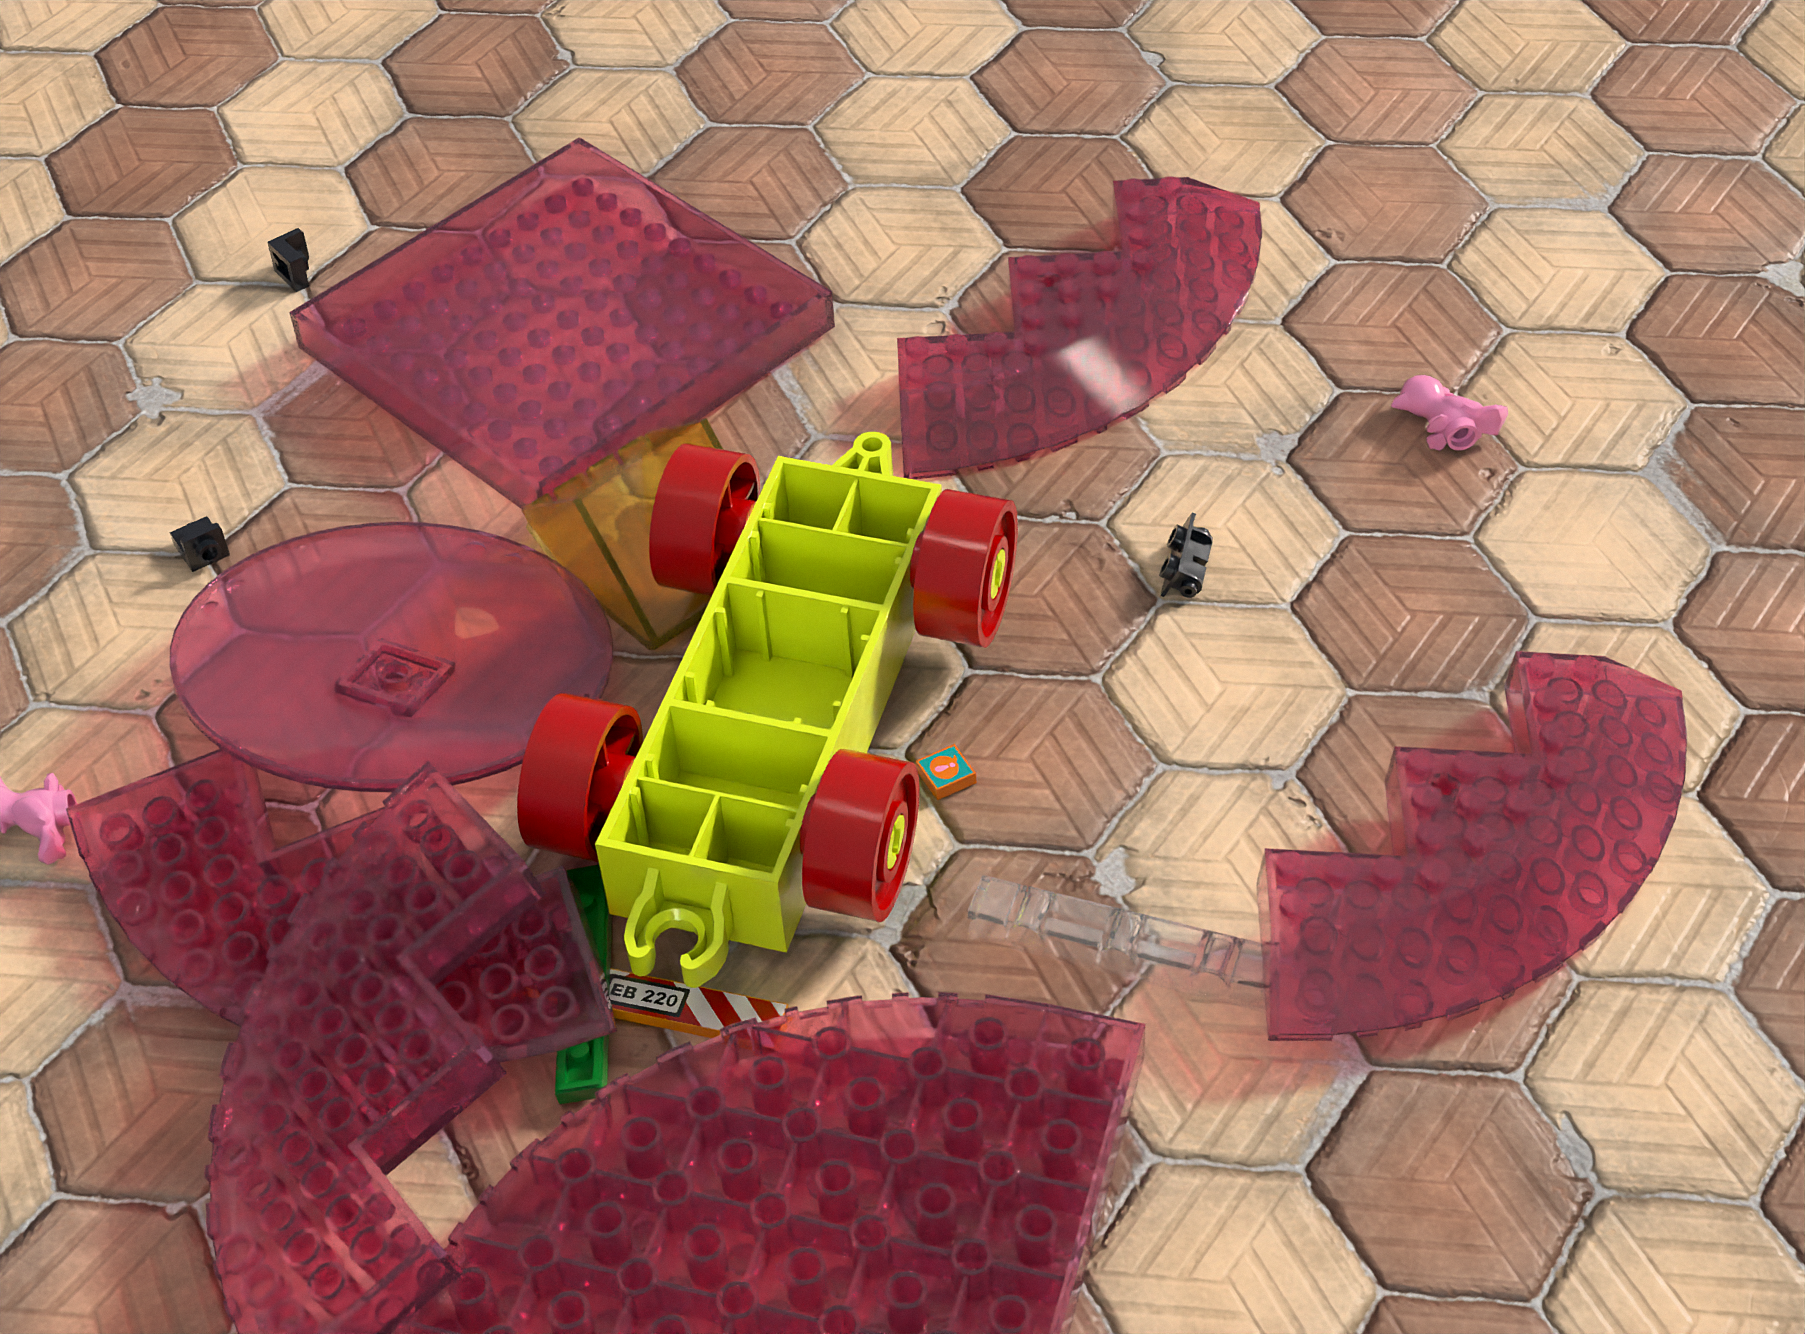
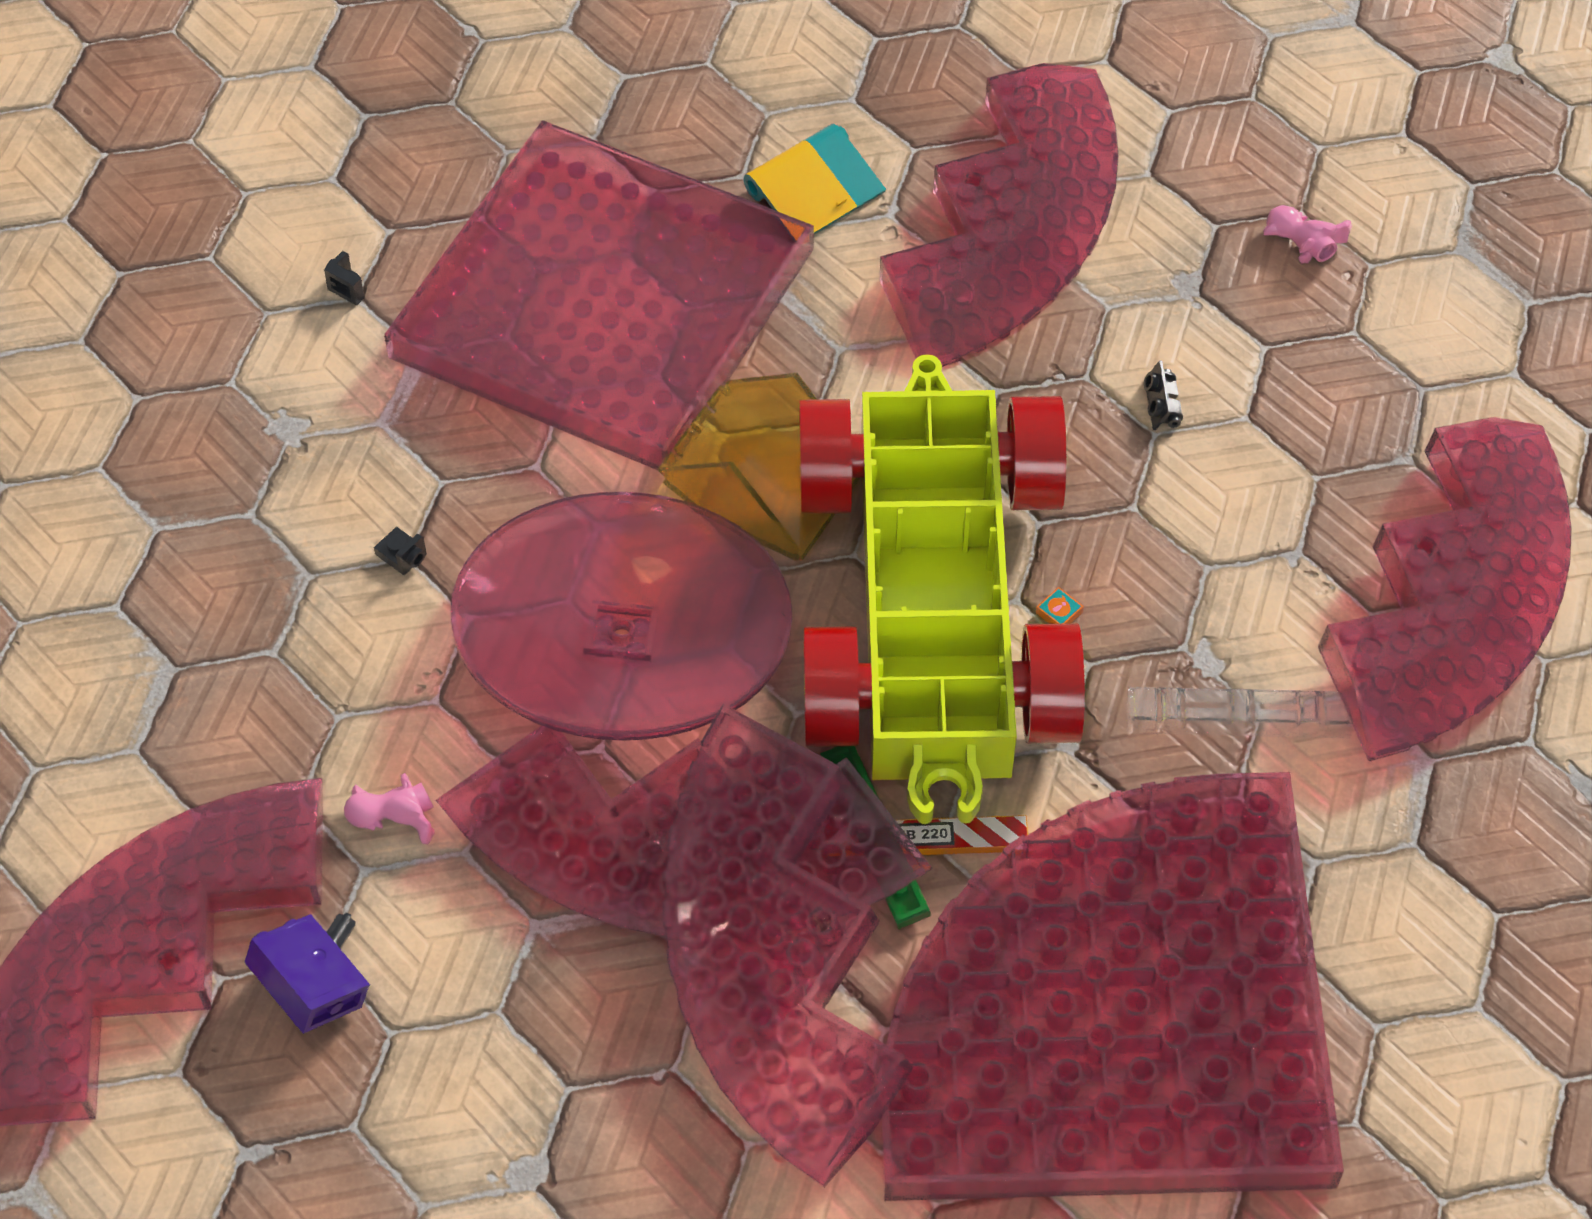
camera: 20 degrees left, 10 degrees up
(870, 256) = (816, 179): none -> yellow door

